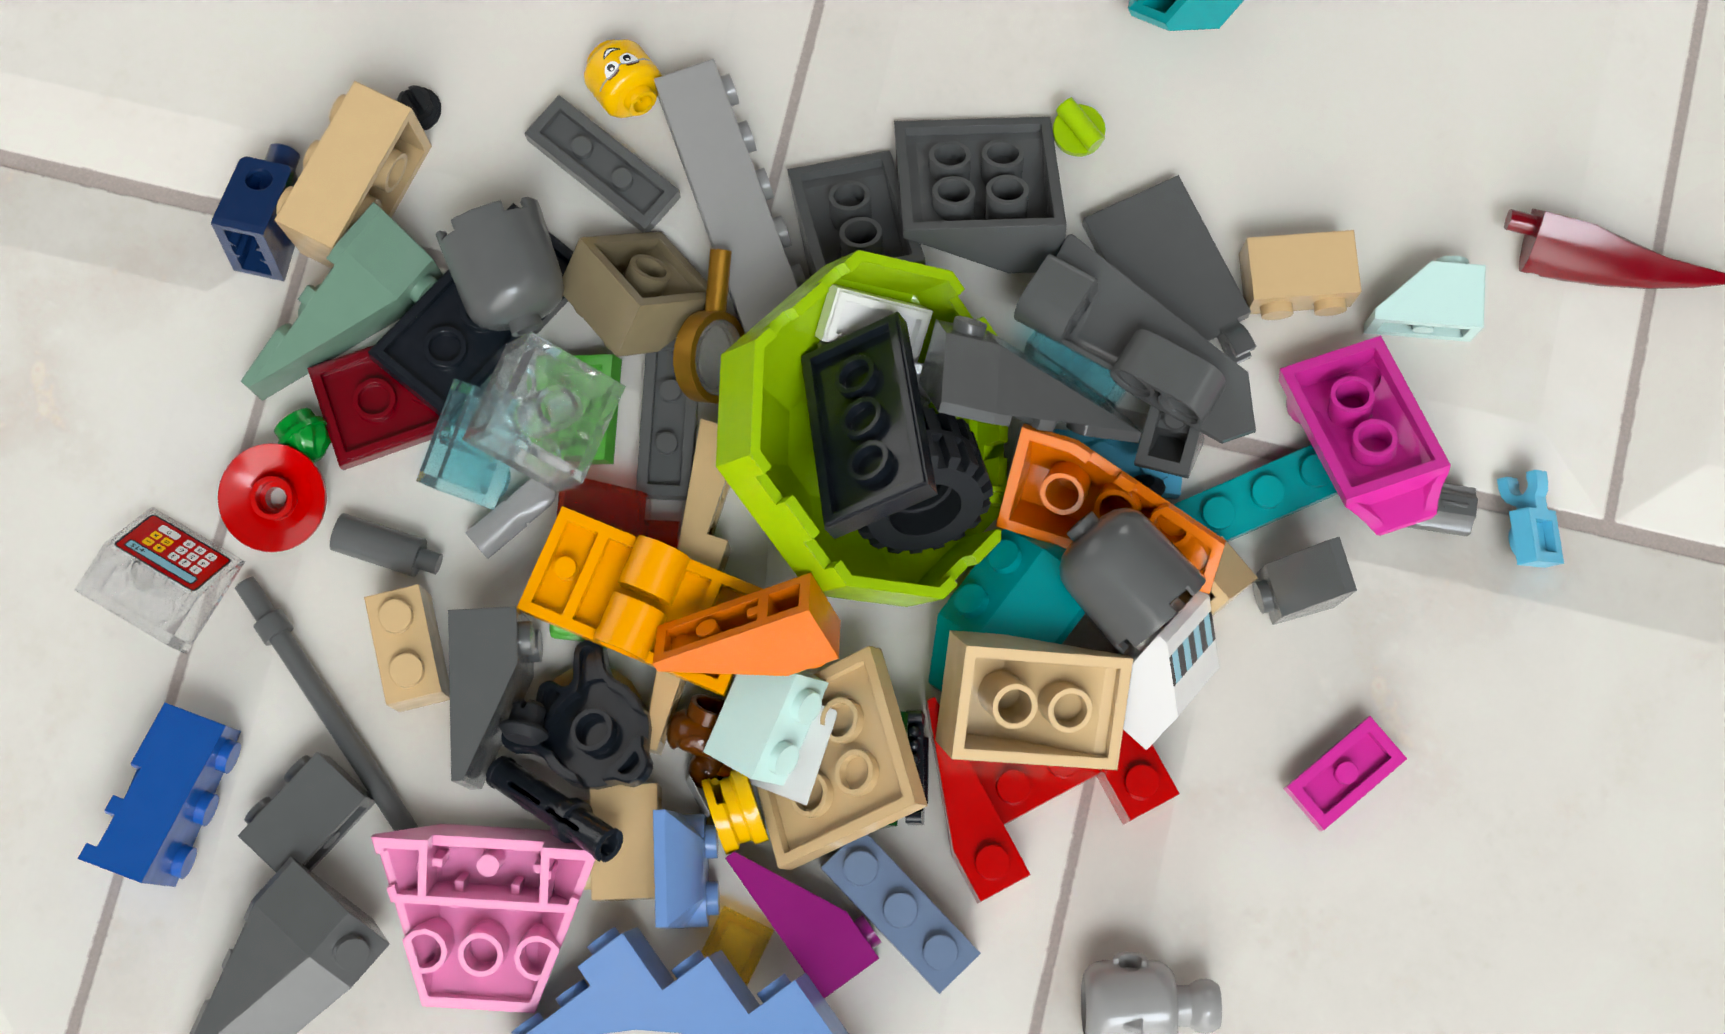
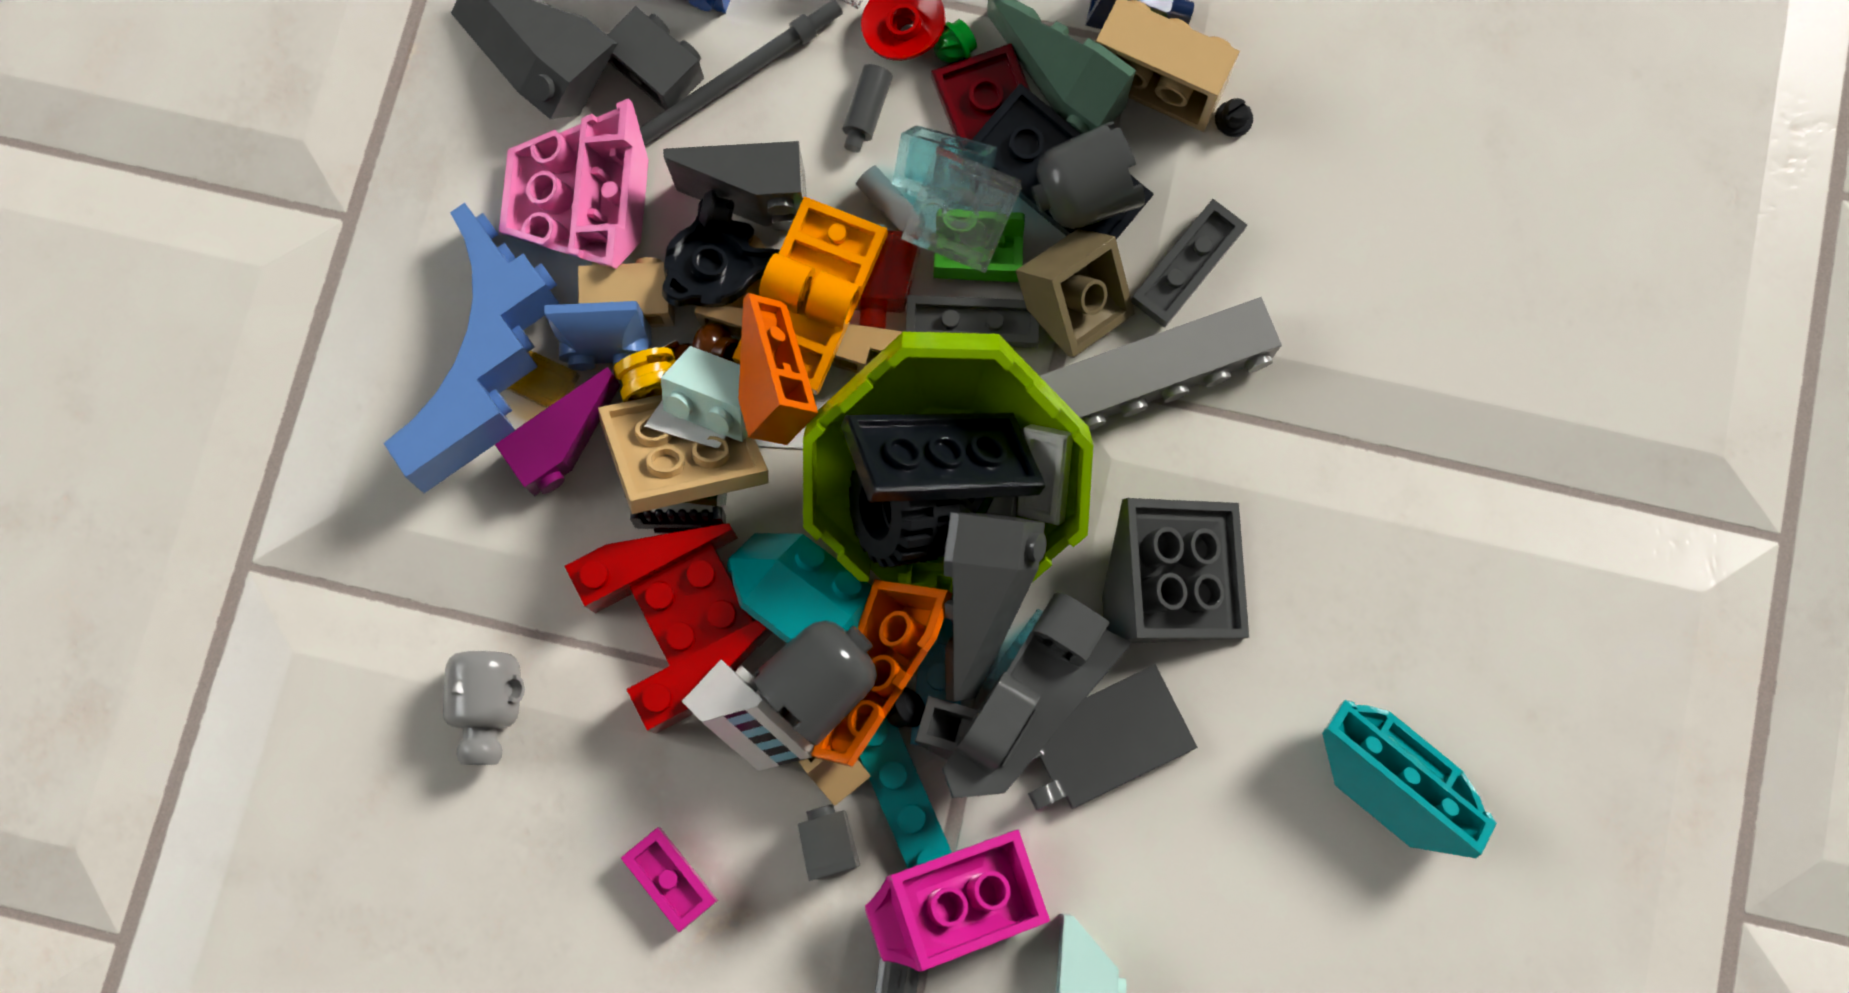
camera: 90 degrees right, 0 degrees up
(408, 648) = (785, 119): tan brick -> none
(569, 818) = (639, 244): black pin -> none
(621, 78) = (1265, 273): yellow head -> none
(707, 336) = (1040, 344): pearl gold piece -> none
(849, 209) = (1146, 462): dark grey slope -> none
(901, 912) = (562, 508): sand blue brick -> none
(1032, 702) = (716, 601): tan slope -> none
(1078, 128) = (1237, 660): lime plate -> none
(1300, 273) = (1108, 853): tan brick -> none

